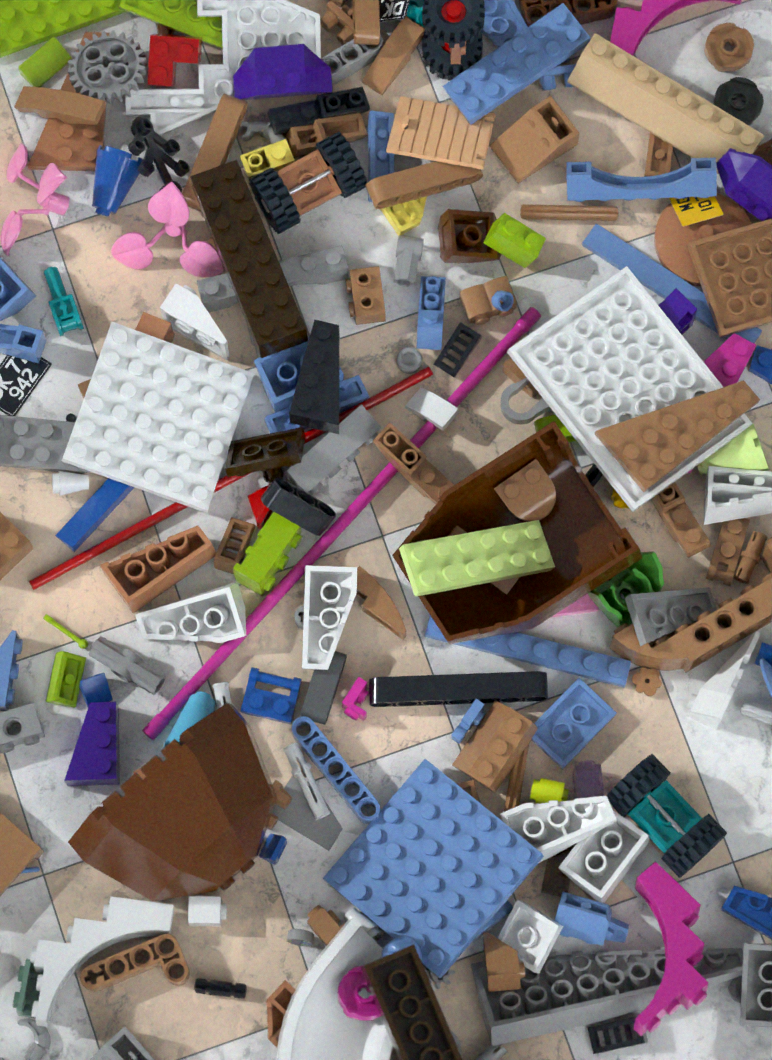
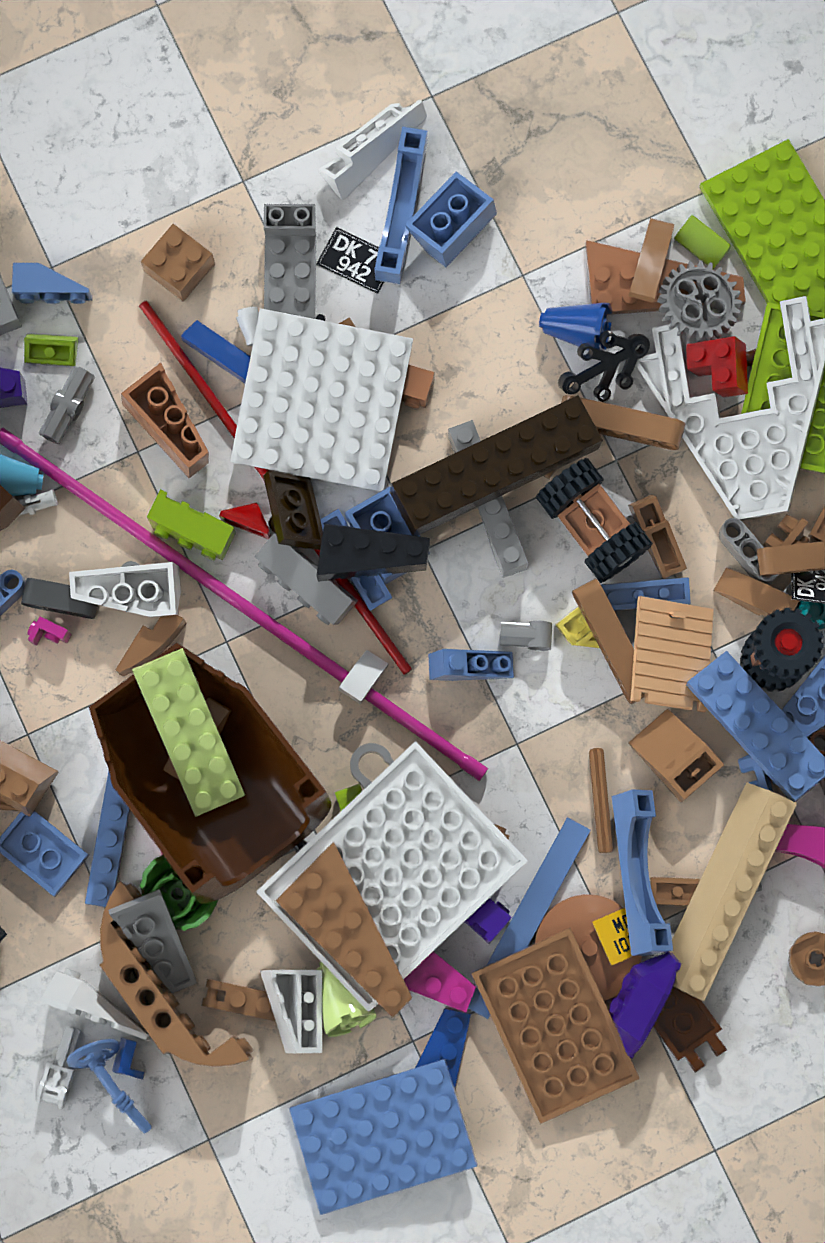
camera: 85 degrees right, 5 degrees up
(46, 197) = (549, 258): bright pink plant -> none
(62, 305) = (434, 296): teal connector -> none
(82, 643) = (88, 361): lime hinge -> none
(95, 689) = (39, 379): blue slope -> none
(170, 208) = (534, 377): bright pink plant -> none
(193, 320) = (436, 415): white slope -> none
(207, 616) = (123, 474): white wedge -> none
(226, 560) = (203, 485): medium nougat slope -> none
(263, 128) = (656, 472): light grey piece -> none
(267, 703) = (40, 548): blue plate -> none
(272, 156) = (617, 478): light yellow slope -> none
(282, 73) = (713, 480): dark purple wedge -> none
(298, 506) = (238, 549): black beam -> none
(324, 106) = (683, 525): black slope -> none
(367, 295) = (480, 596): medium nougat brick -> none
(409, 360) = (417, 649): light grey tile -> none
(411, 463) = (294, 666): medium nougat slope -> none
(458, 689) = (67, 734): black beam -> none
(461, 328) = (453, 707): black slope -> none
(463, 236) = (557, 697): reddish brown slope -> none
(472, 717) = (39, 751): medium blue plate -> none
(477, 300) = (489, 722): medium nougat brick -> none
(505, 297) = (479, 740): medium blue hinge -> none
(514, 240) = (556, 743): lime brick -> none
(528, 493) = (269, 781): medium nougat slope -> none
(652, 676) = (86, 921): medium nougat plant -> none
(680, 520) = (261, 949): medium nougat slope -> none
(750, 96) = (764, 965): pearl dark grey plate -> none
(750, 557) = (233, 1024): medium nougat pin -> none

